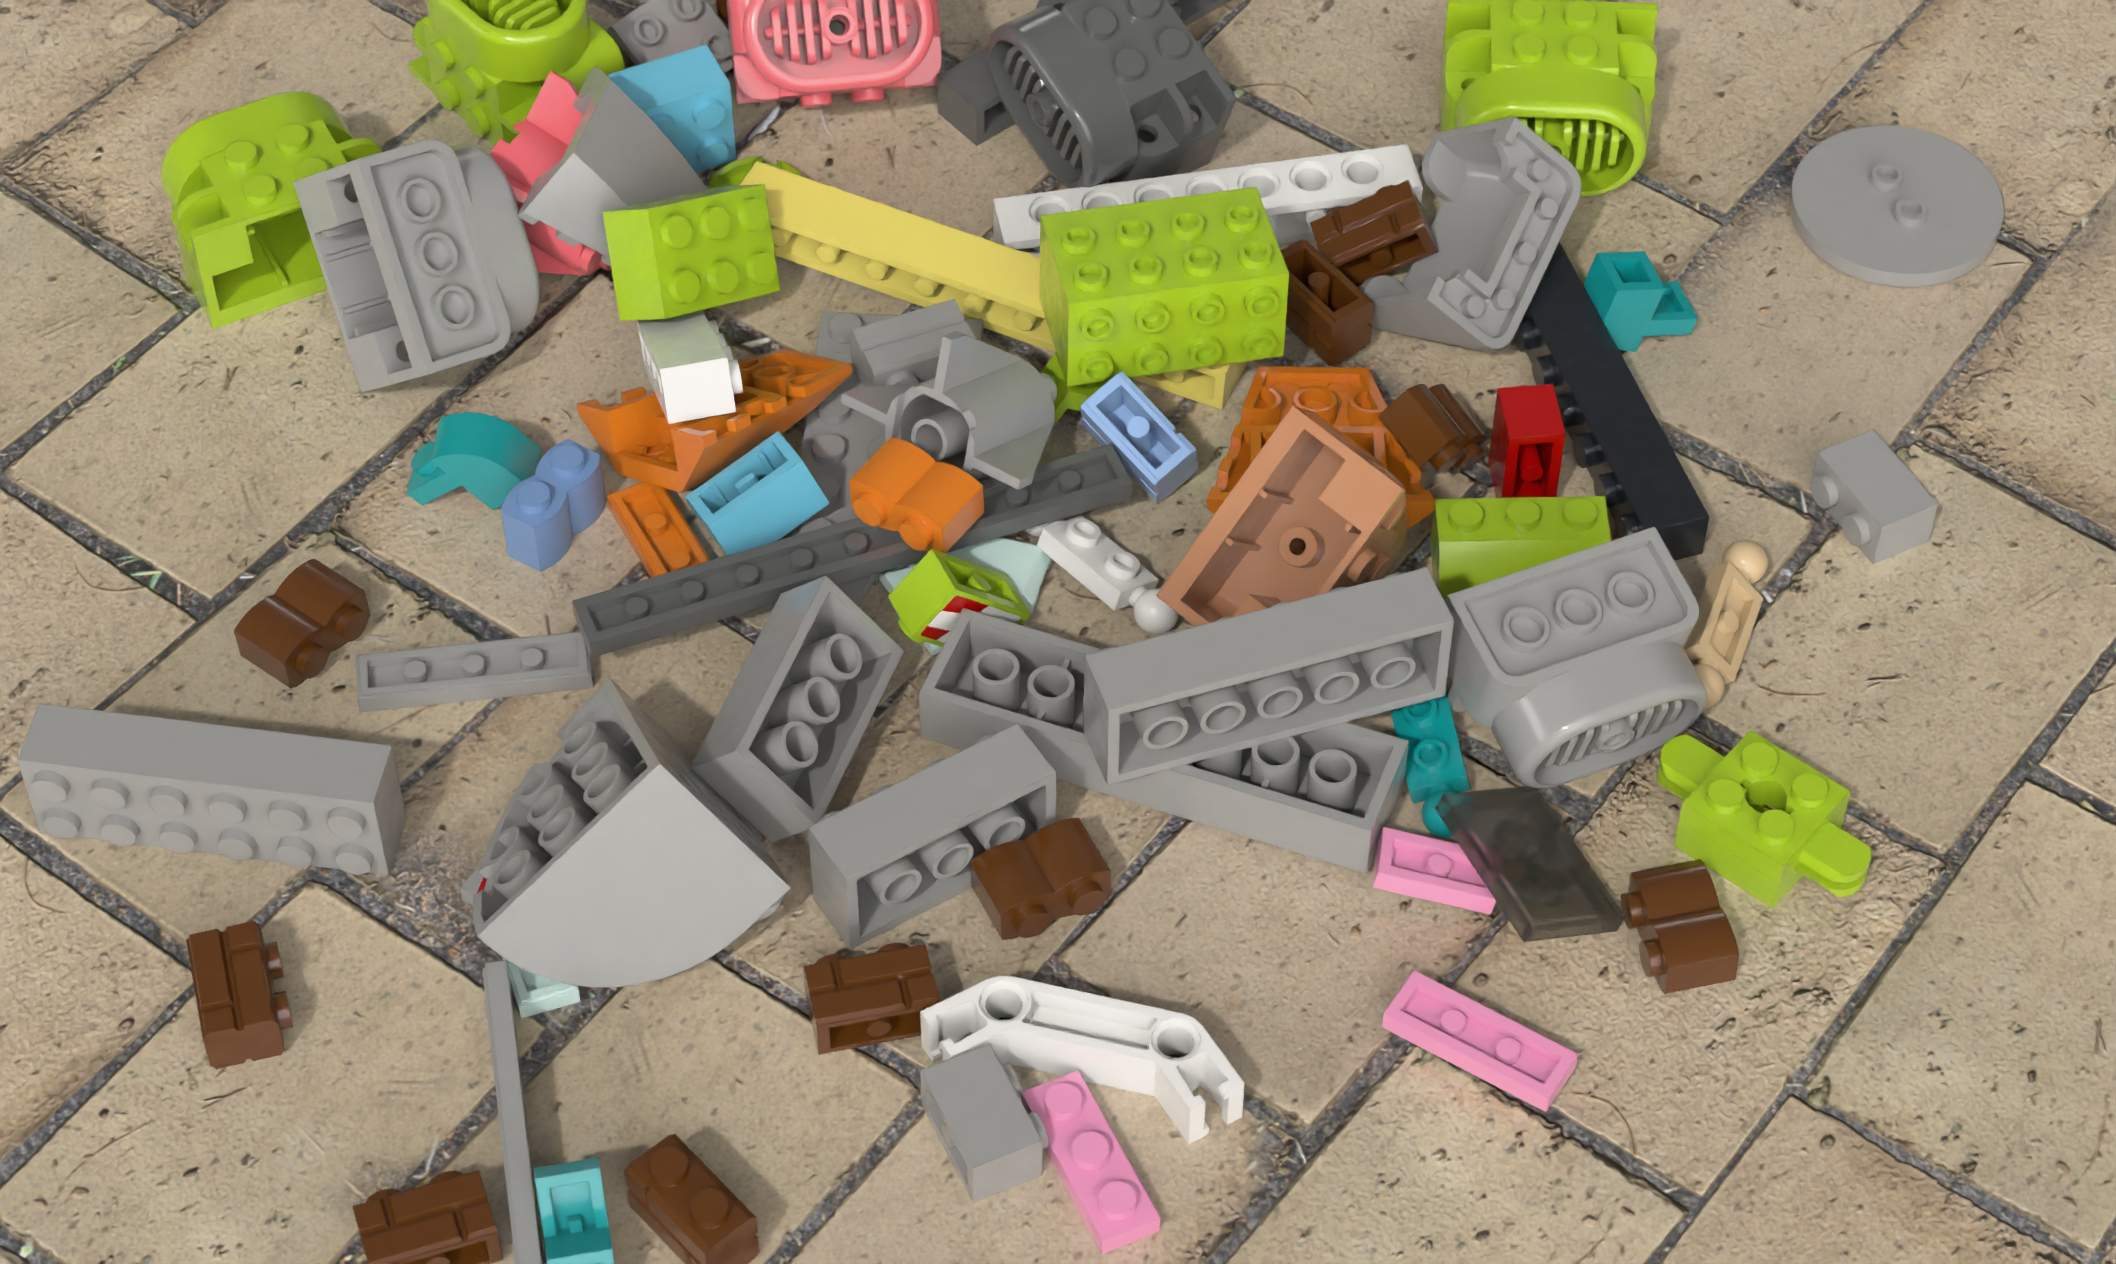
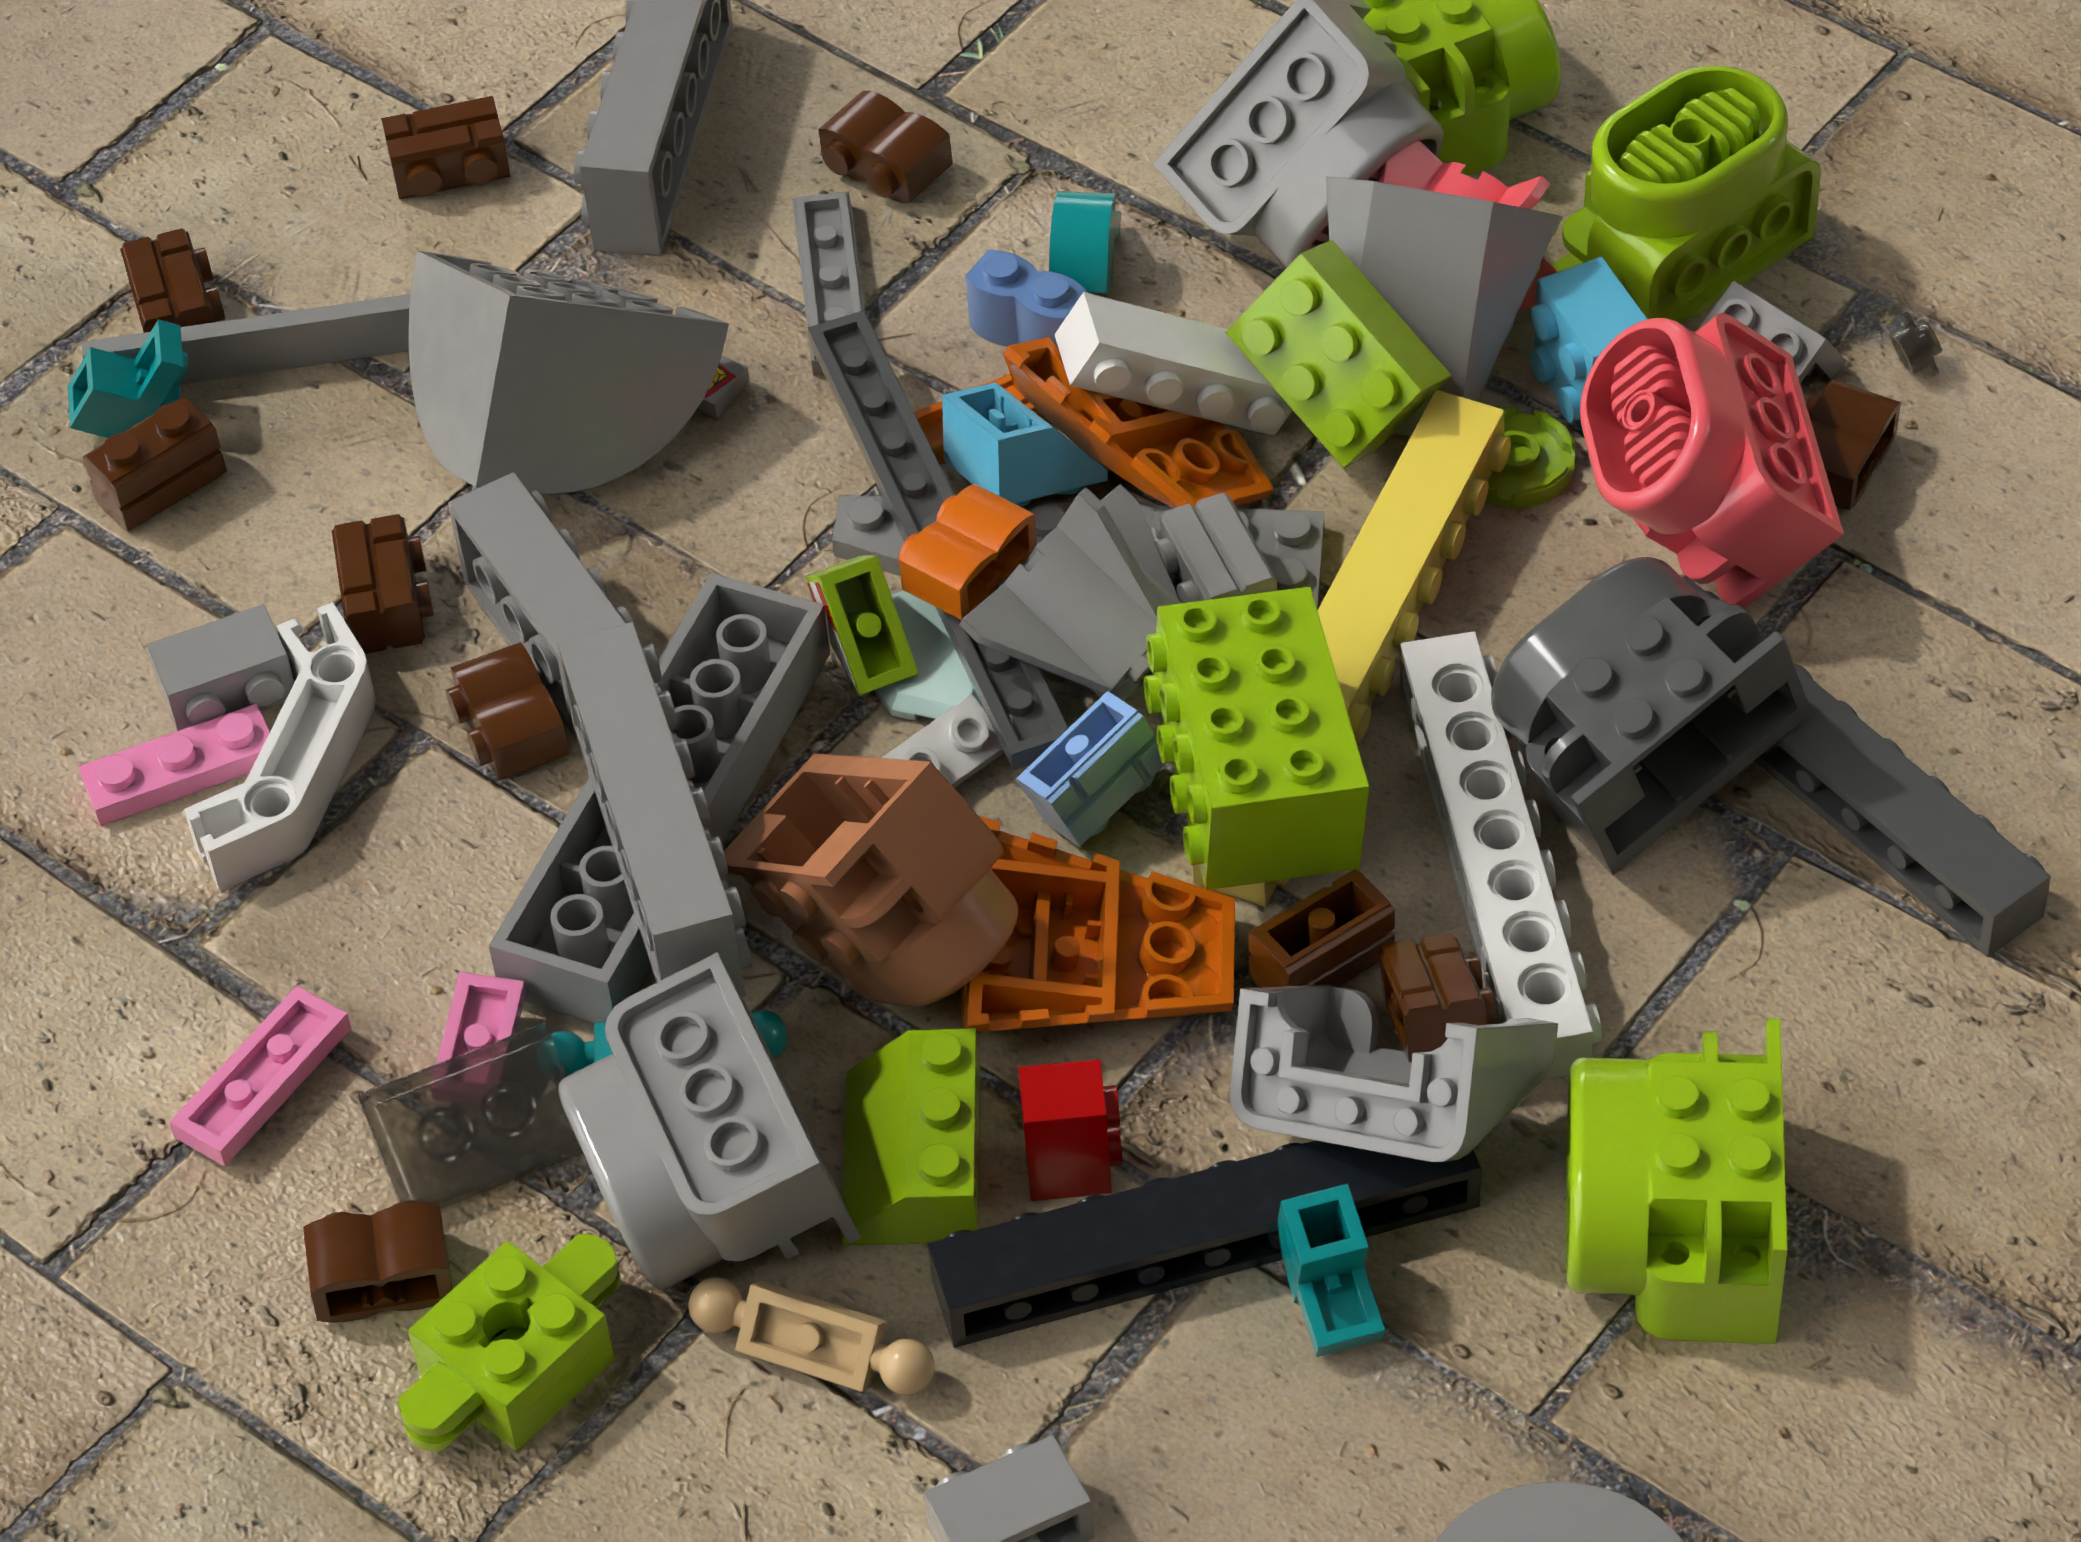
camera: 95 degrees right, 0 degrees up
(798, 709) = (713, 490): light grey brick -> none
(1434, 428) = (1086, 1020): reddish brown brick -> none

